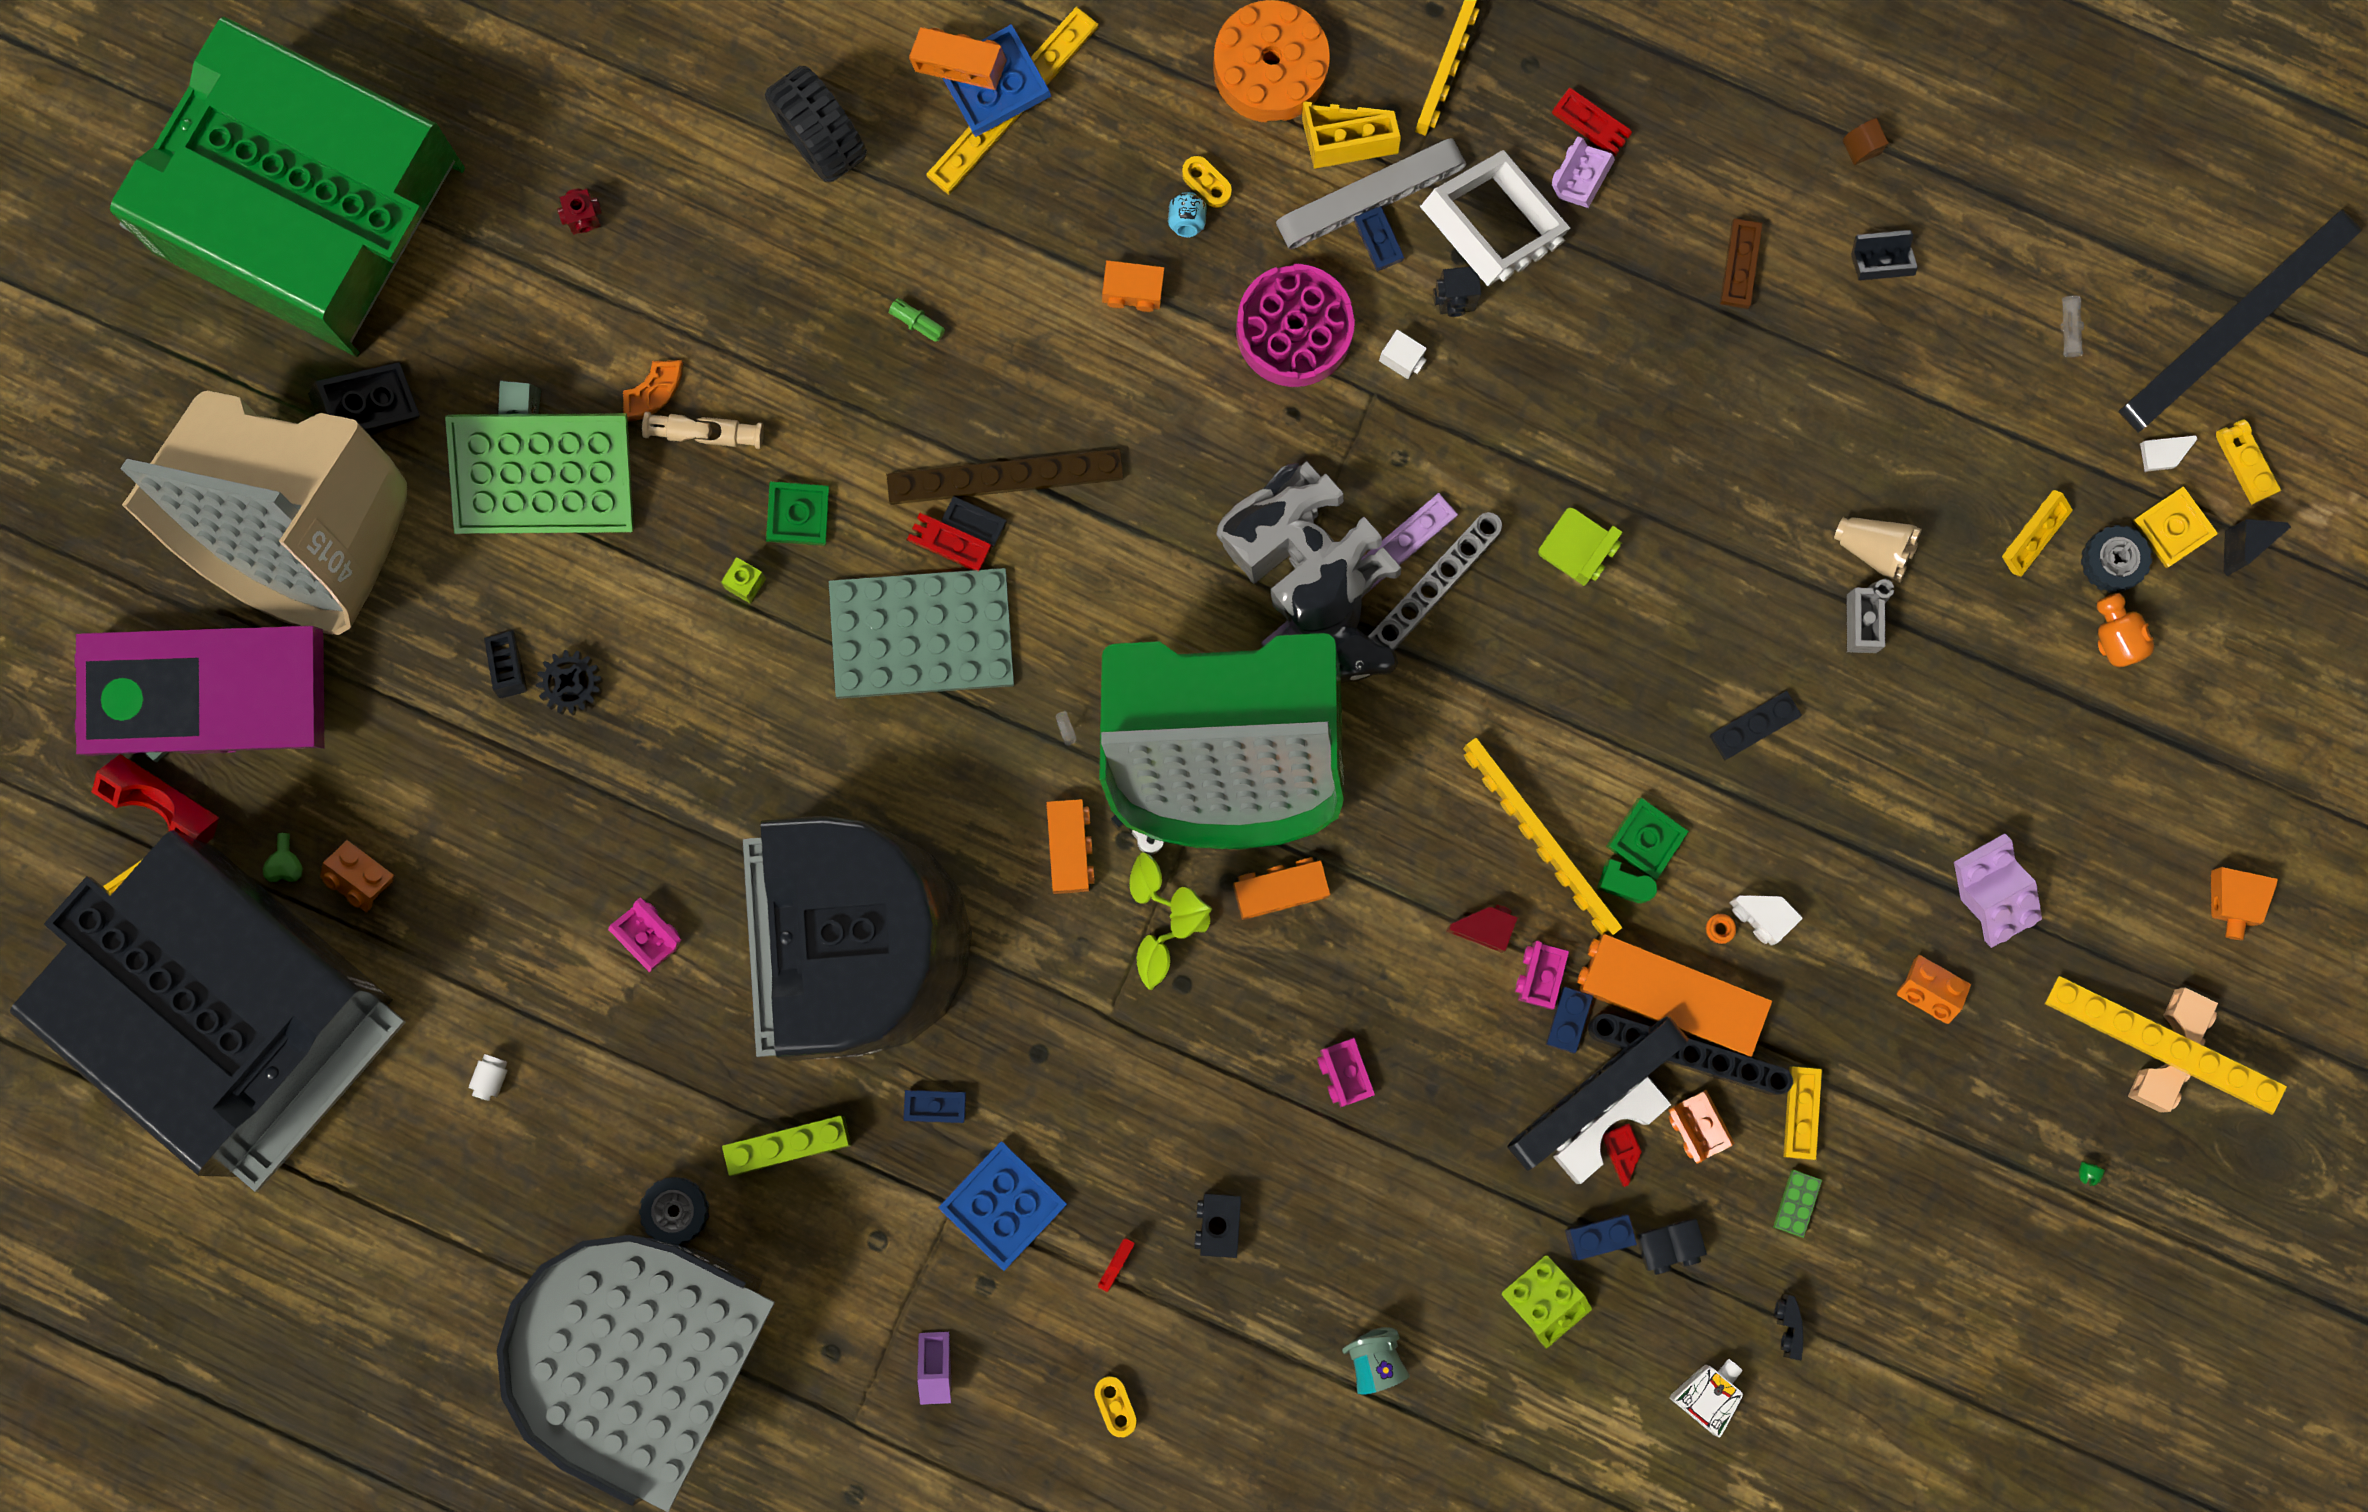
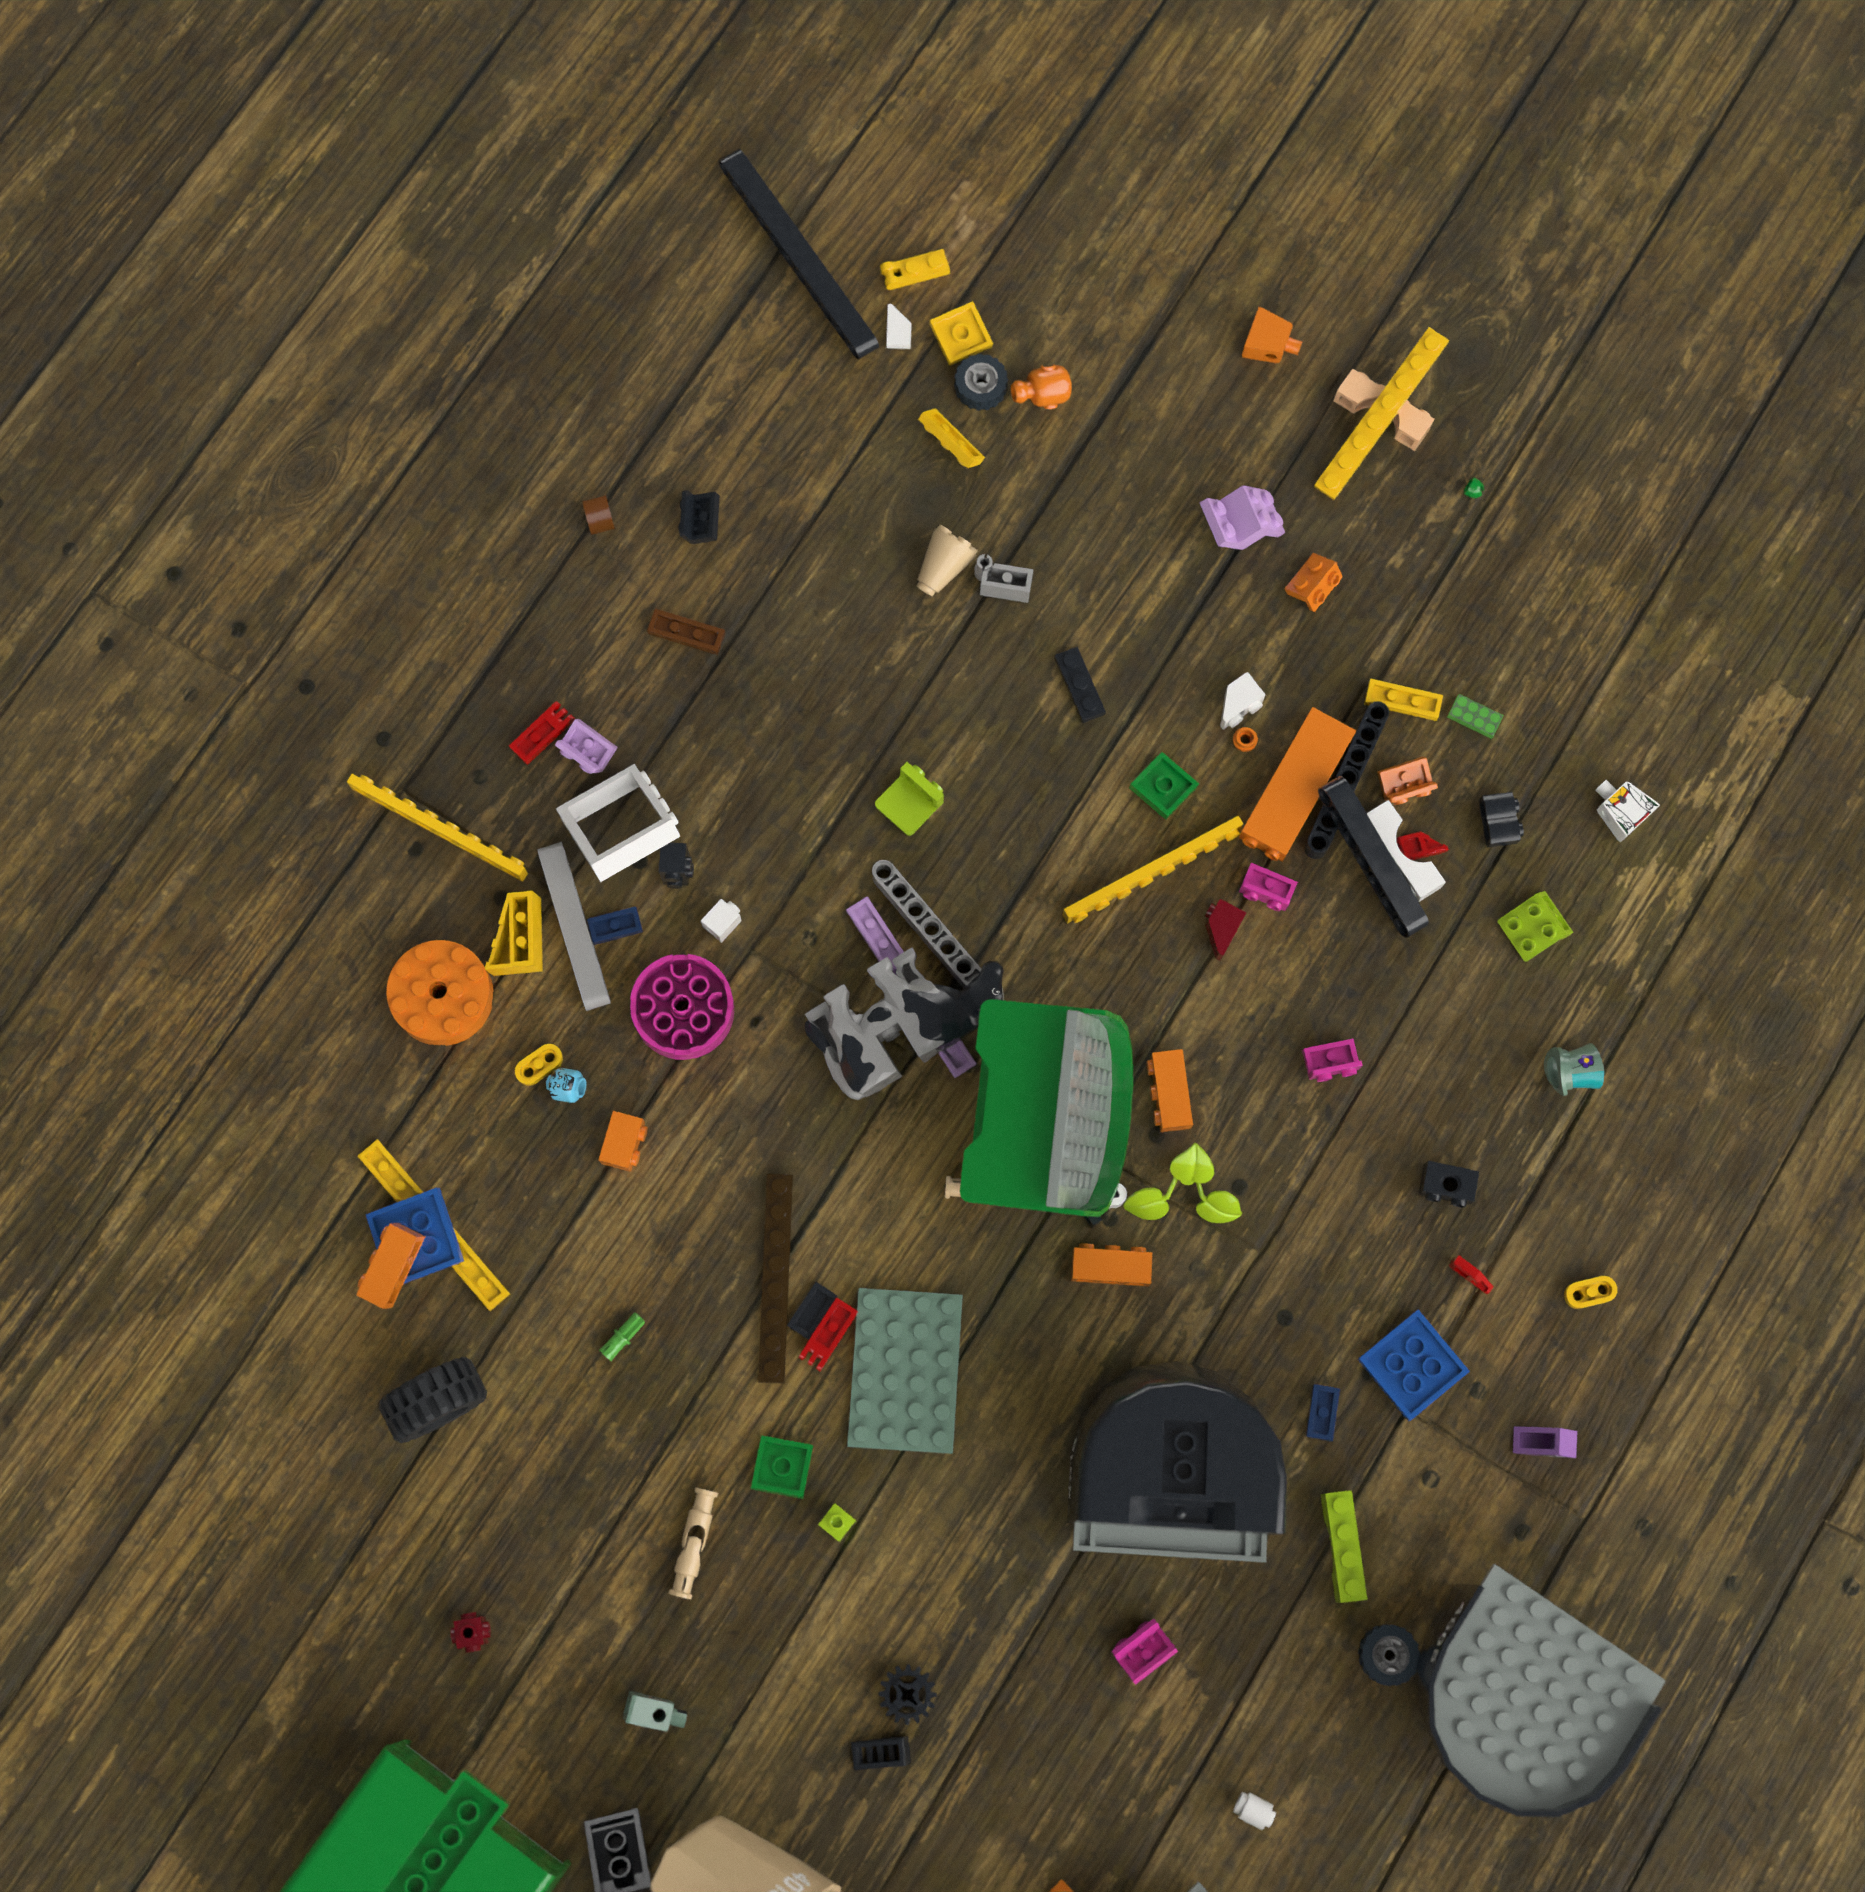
camera: 75 degrees left, 5 degrees down
(540, 473) = (713, 1697): bright green plate -> none
(654, 391) = (649, 1584): orange tile -> none
(1065, 728) = (1008, 1254): clear tile -> none
(1569, 1020) = (1306, 872): dark blue plate -> none
(1600, 1237) = (1489, 874): dark blue brick -> none
(1625, 885) = (1203, 803): green leg -> none
(1789, 1315) = (1565, 737): black slope -> none
(2072, 326) = (792, 383): clear pin -> none
(2248, 541) = (986, 279): black slope -> none

